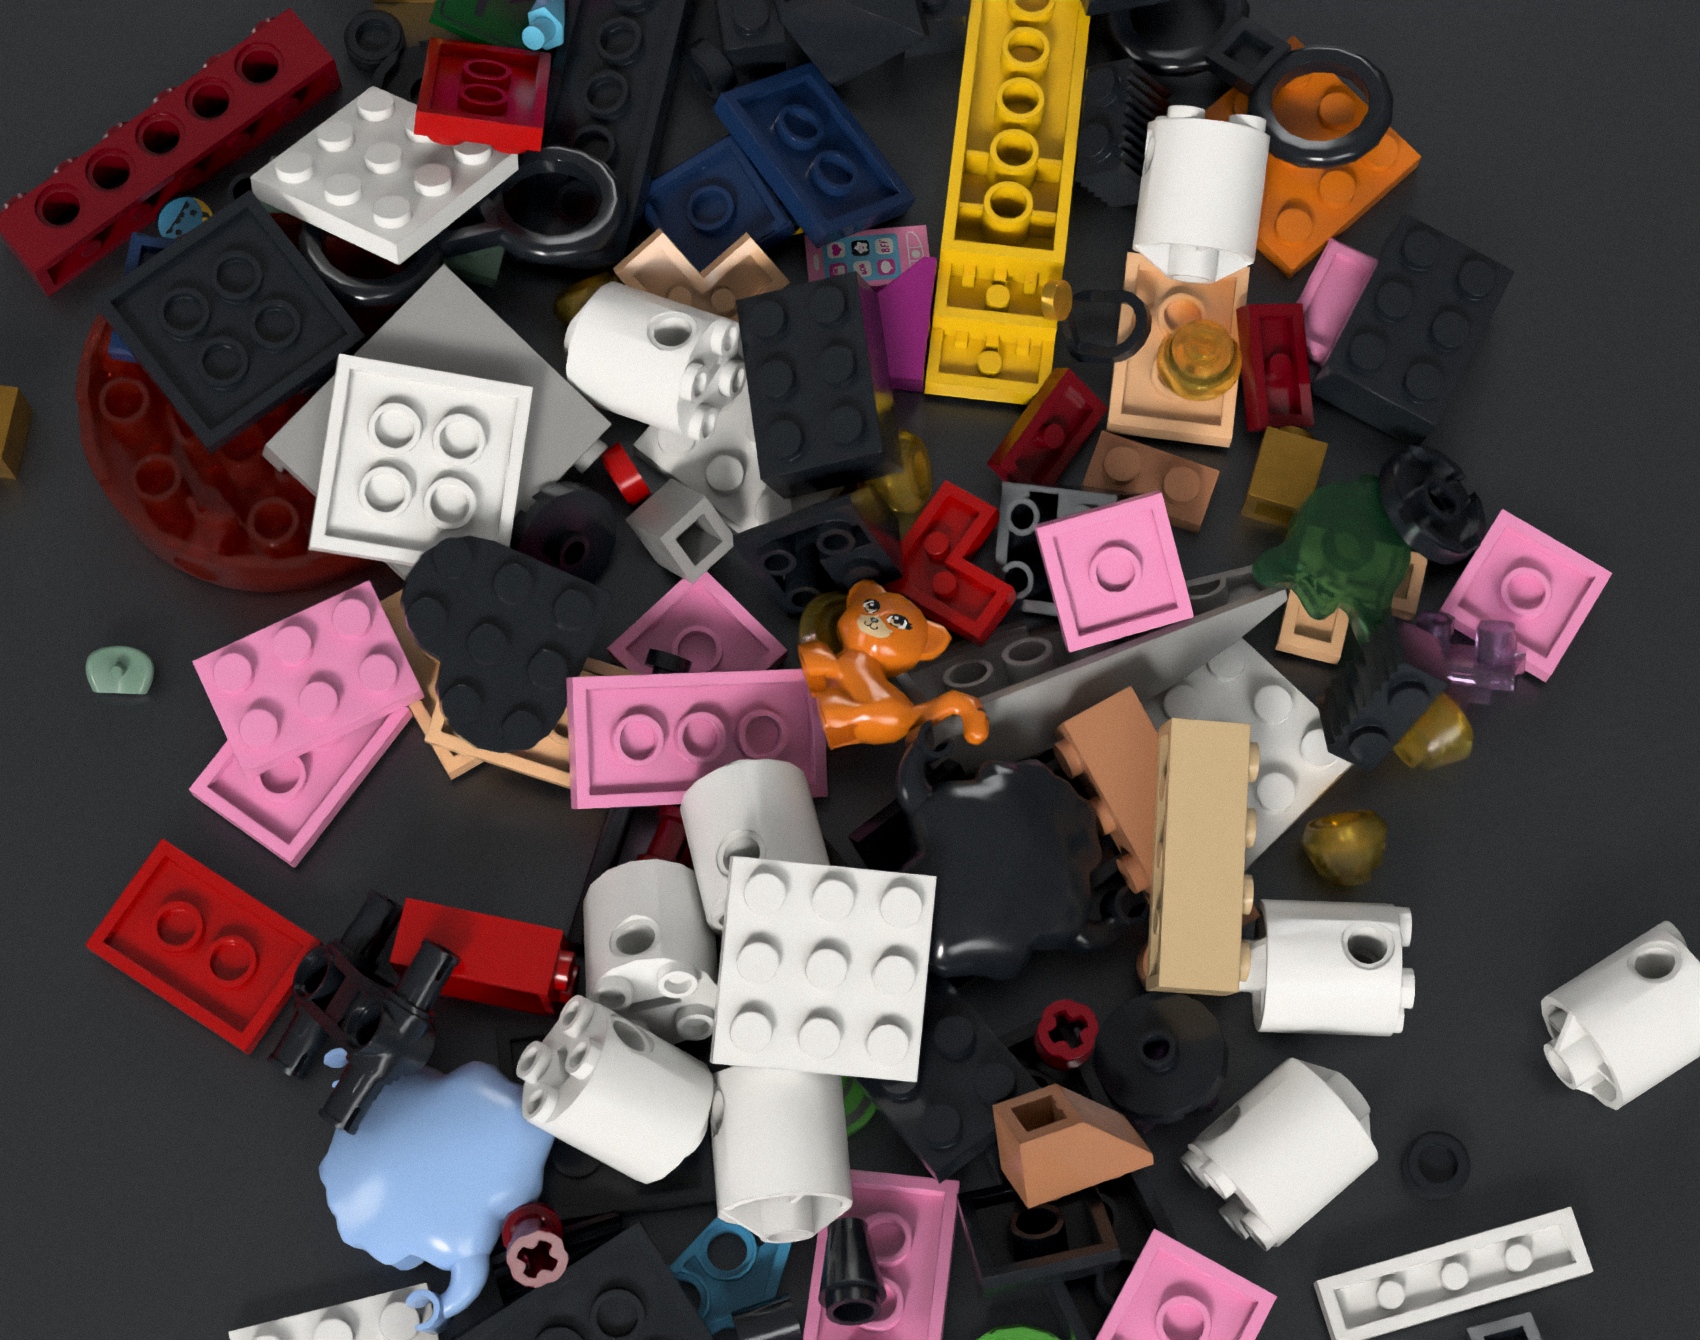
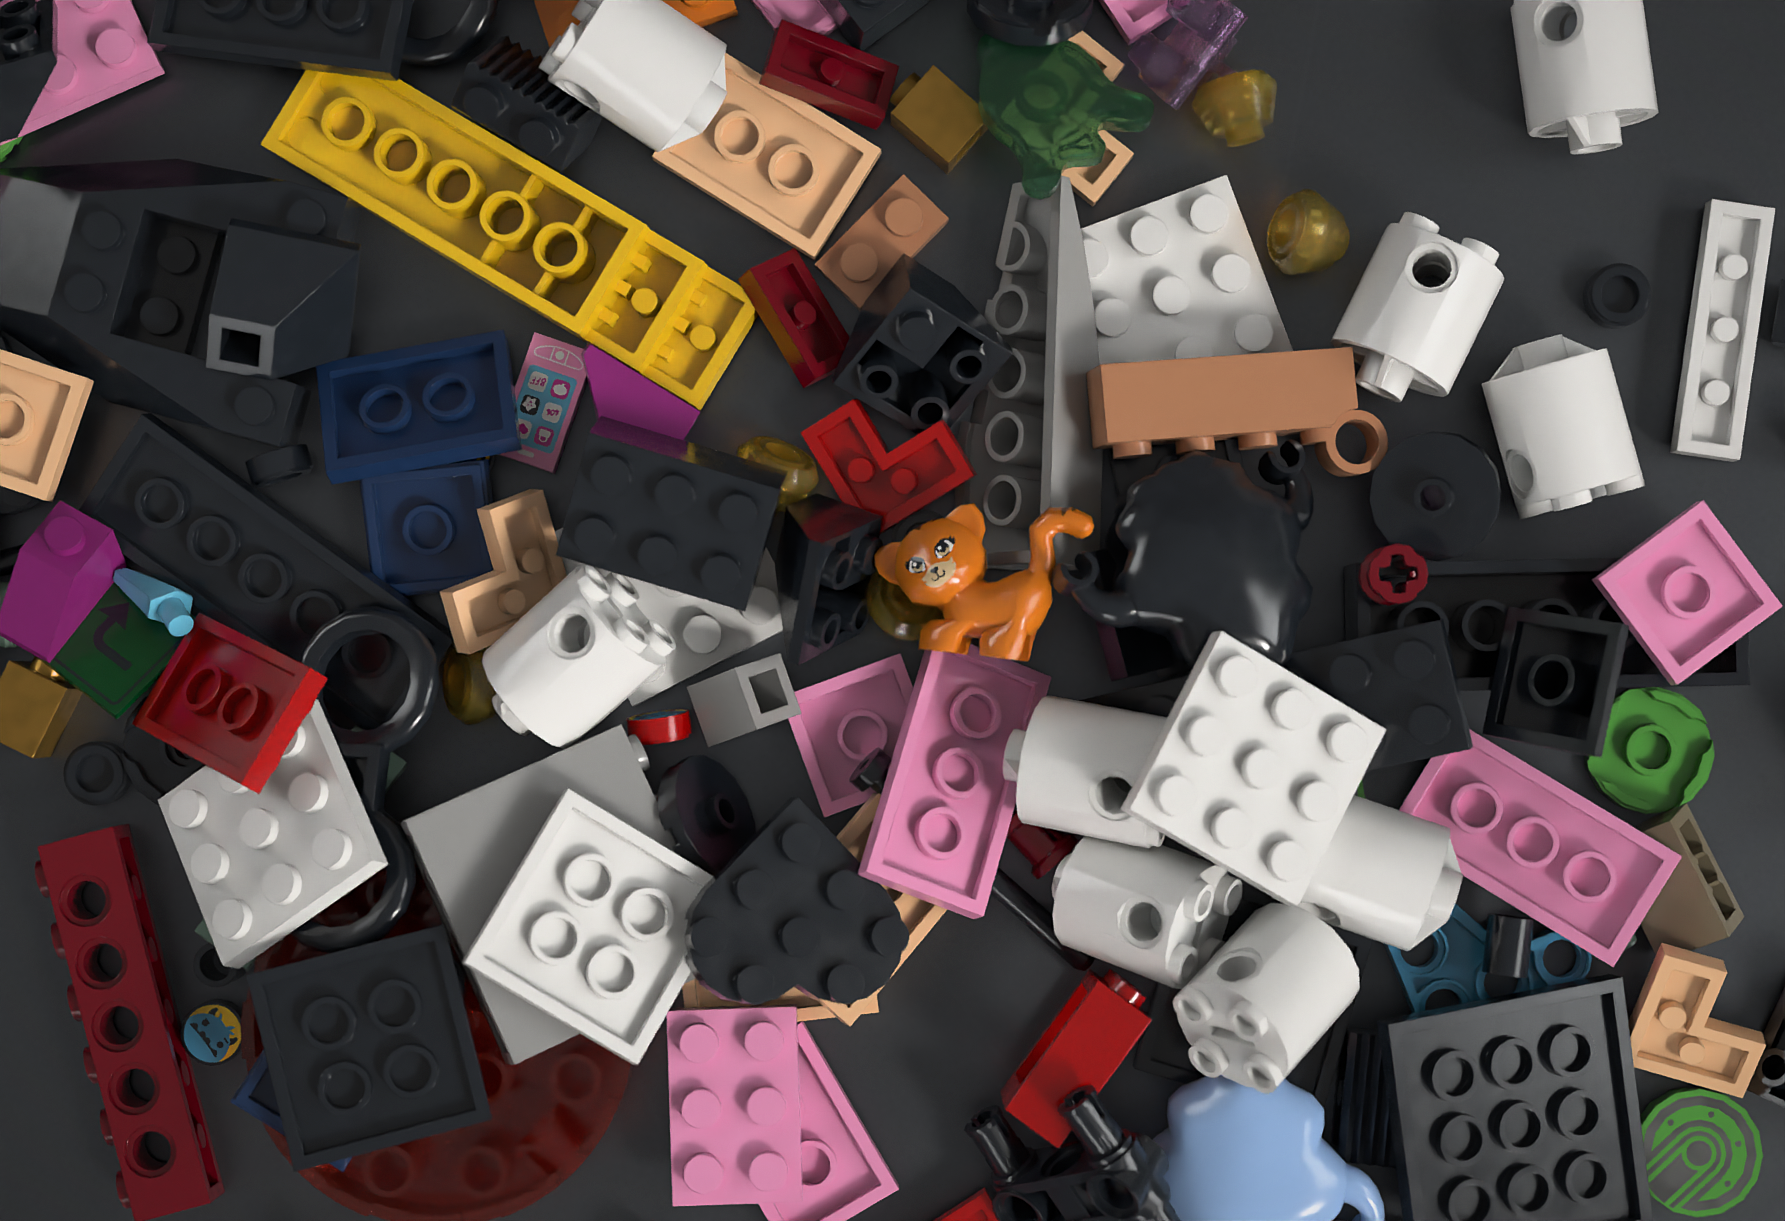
camera: 65 degrees left, 15 degrees up
(526, 1240) = (1369, 1119): dark red bush -> none
(850, 1274) = (1505, 856): black cone -> none
(1058, 304) = (679, 243): black piece -> none
(1063, 1143) = (1495, 621): nougat slope -> none
(1113, 571) = (980, 326): bright pink plate -> none
(1199, 360) = (778, 153): clear yellow cone -> none
(1201, 857) = (1289, 379): tan brick -> none
(1382, 693) = (1196, 135): black brick -> none

